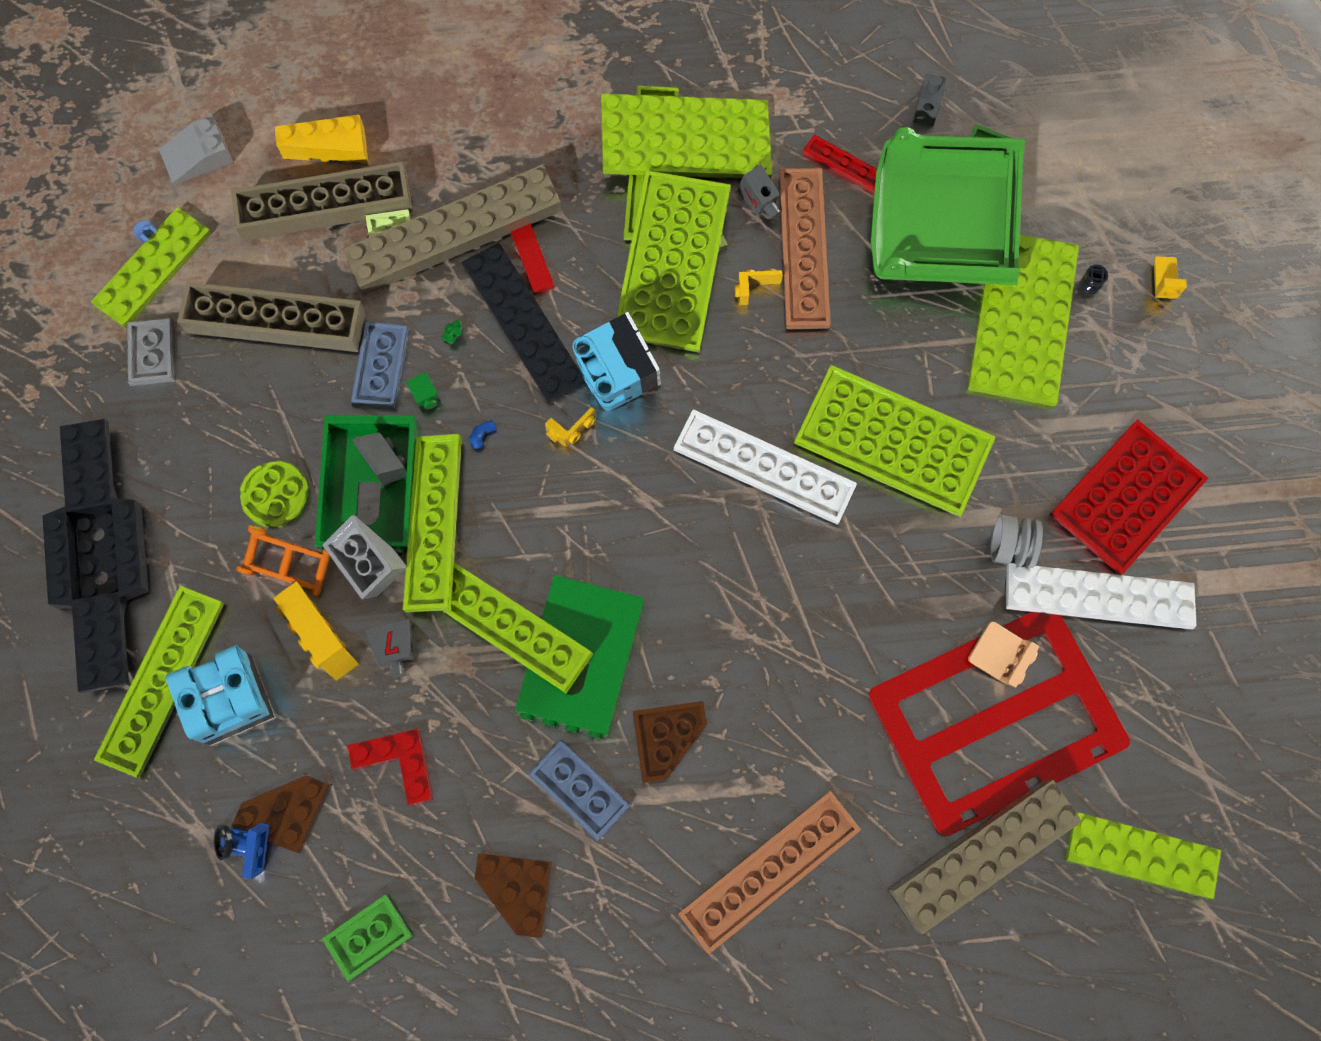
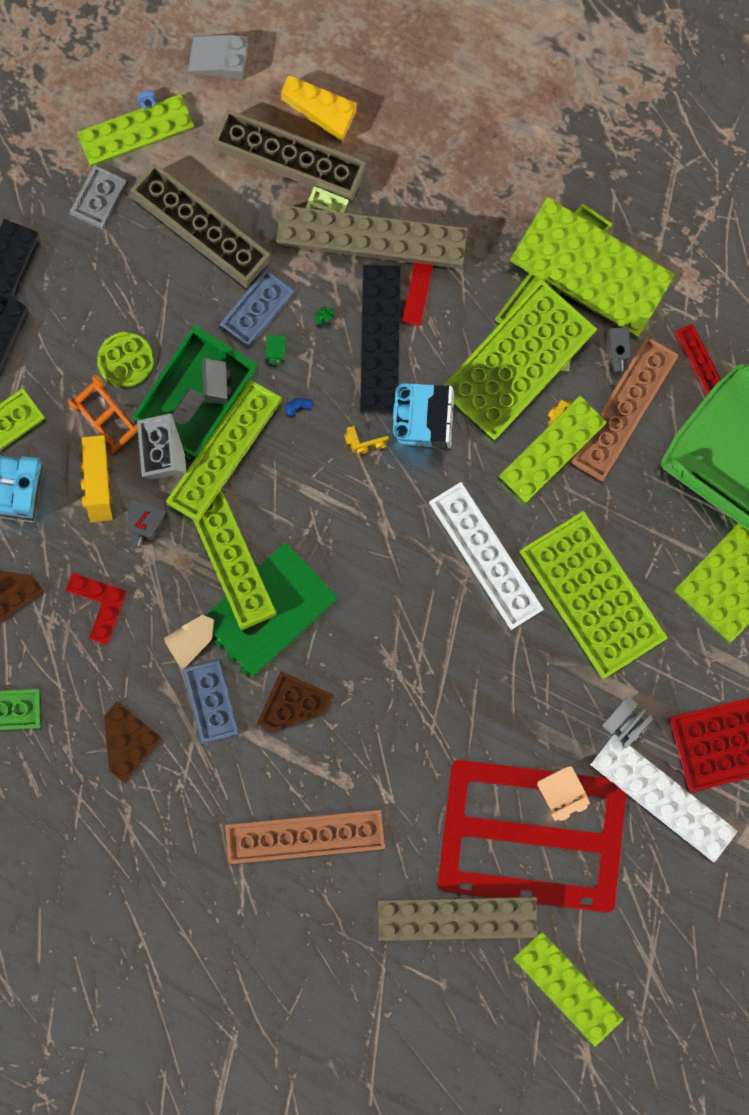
camera: 25 degrees right, 5 degrees up
(517, 737) = (190, 639): none -> tan panel
(762, 324) = (552, 449): none -> lime plate

